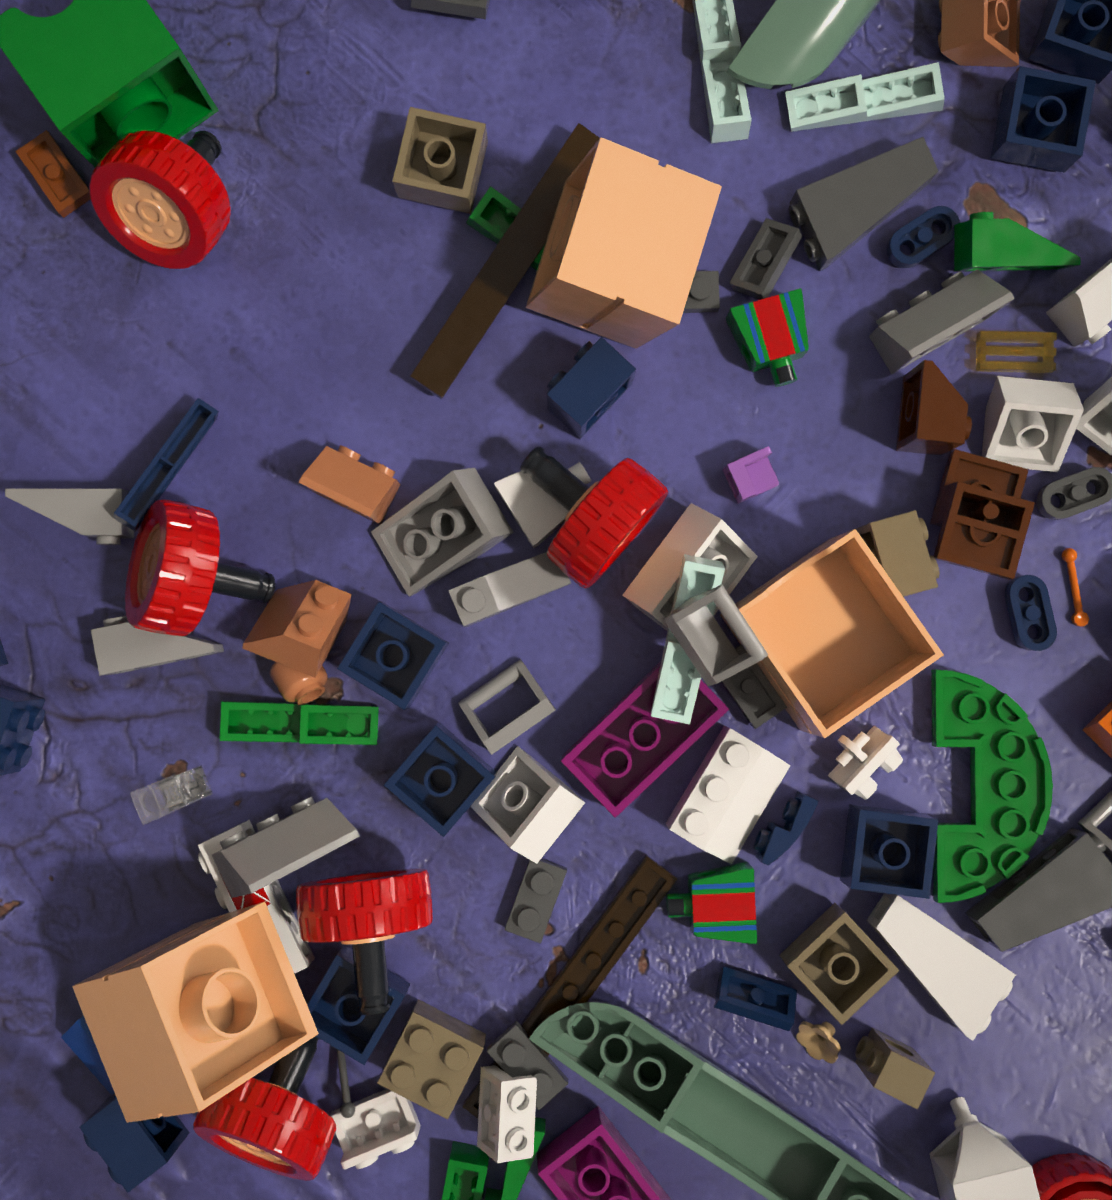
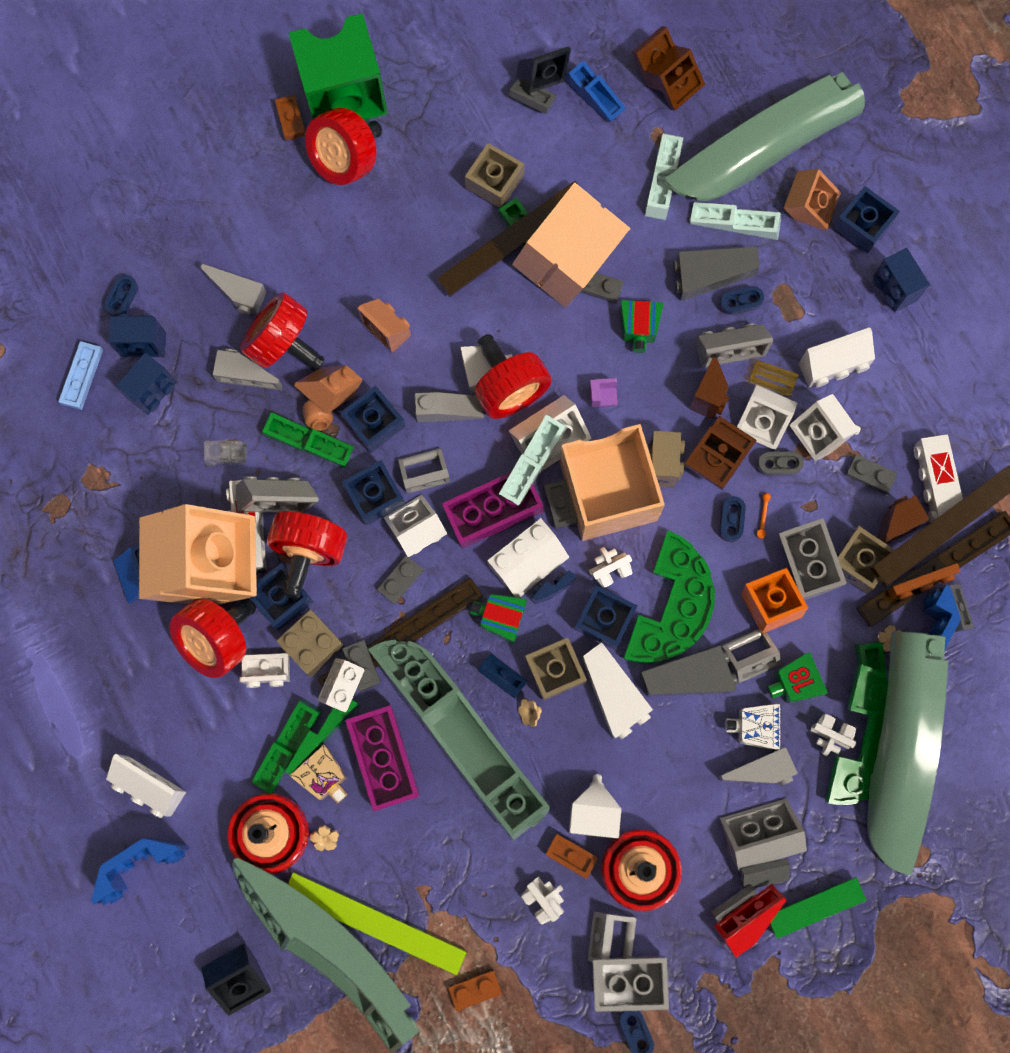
camera: 25 degrees right, 10 degrees down
(132, 1148) = (134, 621): dark blue brick -> none
(166, 464) = (291, 279): dark blue piece -> none
(347, 1109) = (262, 620): dark grey hinge -> none
(441, 530) = (423, 364): light grey slope -> none
(589, 386) = (530, 315): dark blue brick -> none
(706, 641) = (541, 457): light grey tile -> none
(765, 259) = (651, 283): dark grey plate -> none
(894, 1067) = (564, 735): dark tan brick -> none
(1005, 246) = (783, 318): green slope -> none
(1043, 119) = (826, 260): dark blue brick -> none

